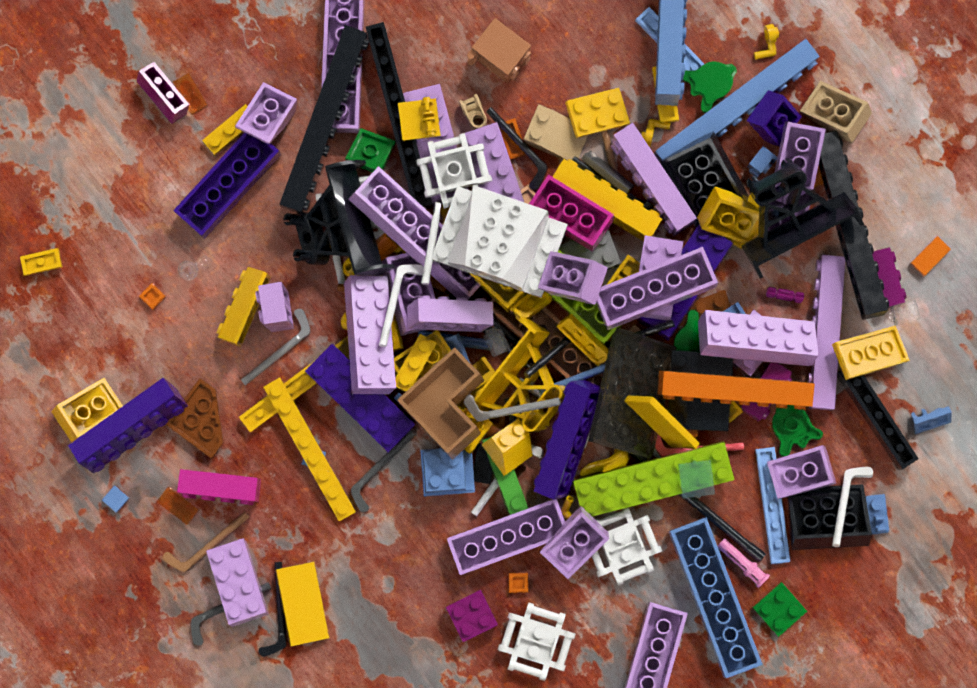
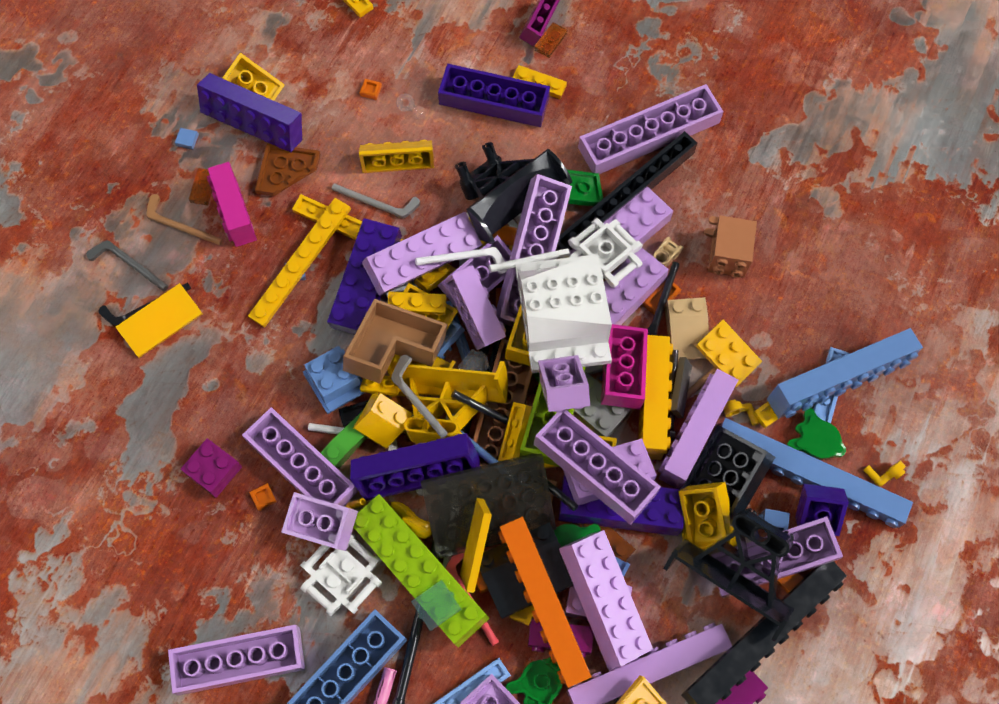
camera: 65 degrees right, 15 degrees down
(237, 582) = (153, 257): lavender brick -> none
(267, 113) = (567, 94): lavender slope -> none
(275, 307) = (406, 168): lavender brick -> none
(323, 120) = (587, 133): black brick -> none
(355, 490) = (285, 317): dark grey piece -> none
(419, 119) = (633, 206): yellow hinge -> none
(530, 305) = (521, 372): yellow plate -> none
(536, 641) = (212, 539): white brick -> none
(784, 294) = (663, 609): magenta axle -> none
(837, 111) = (866, 570): tan slope -> none

